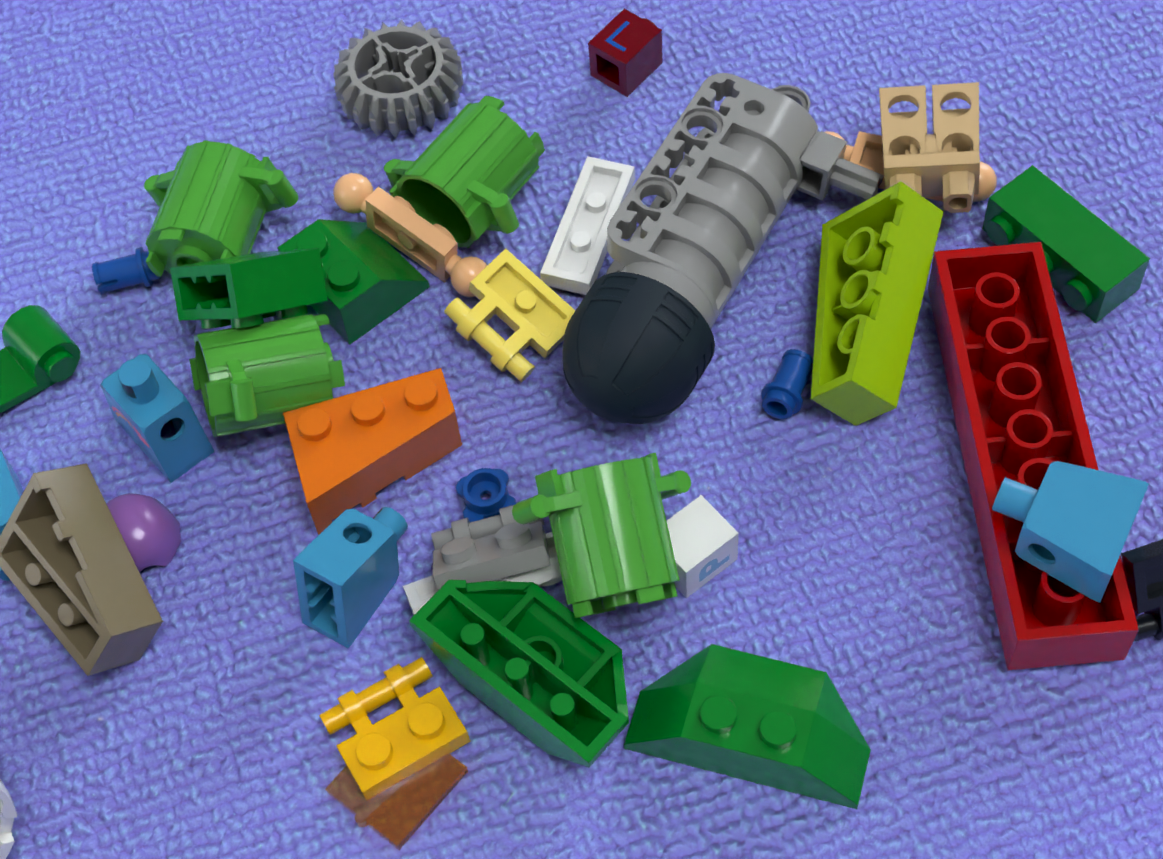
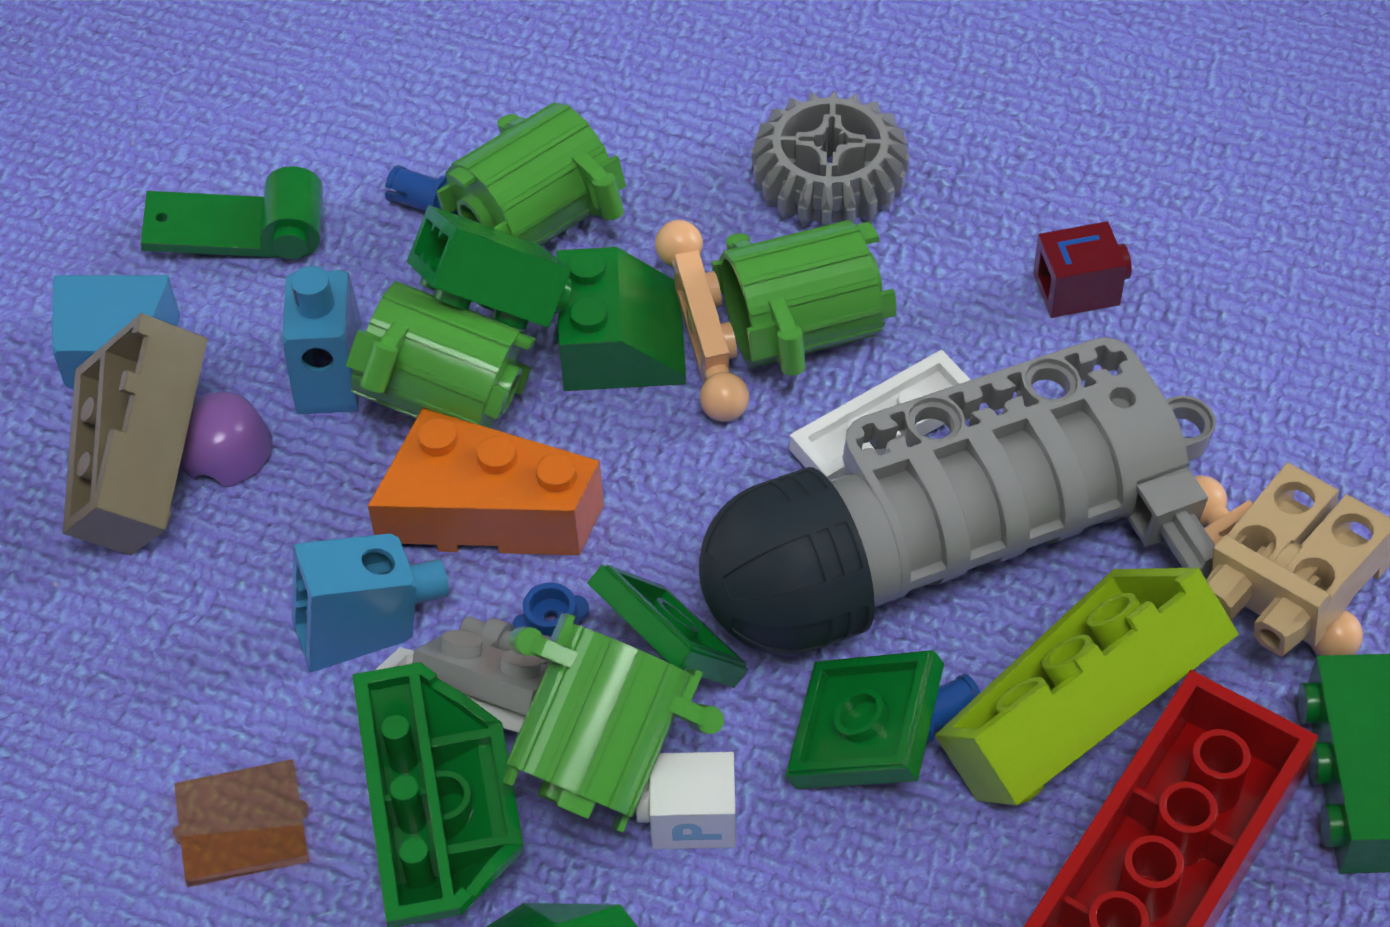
camera: 35 degrees right, 5 degrees down
(403, 740) = (277, 789): yellow plate -> none
(522, 303) = (744, 447): light yellow plate -> none
(580, 443) = (668, 625): none -> green tile
(756, 420) = (865, 720): none -> green tile

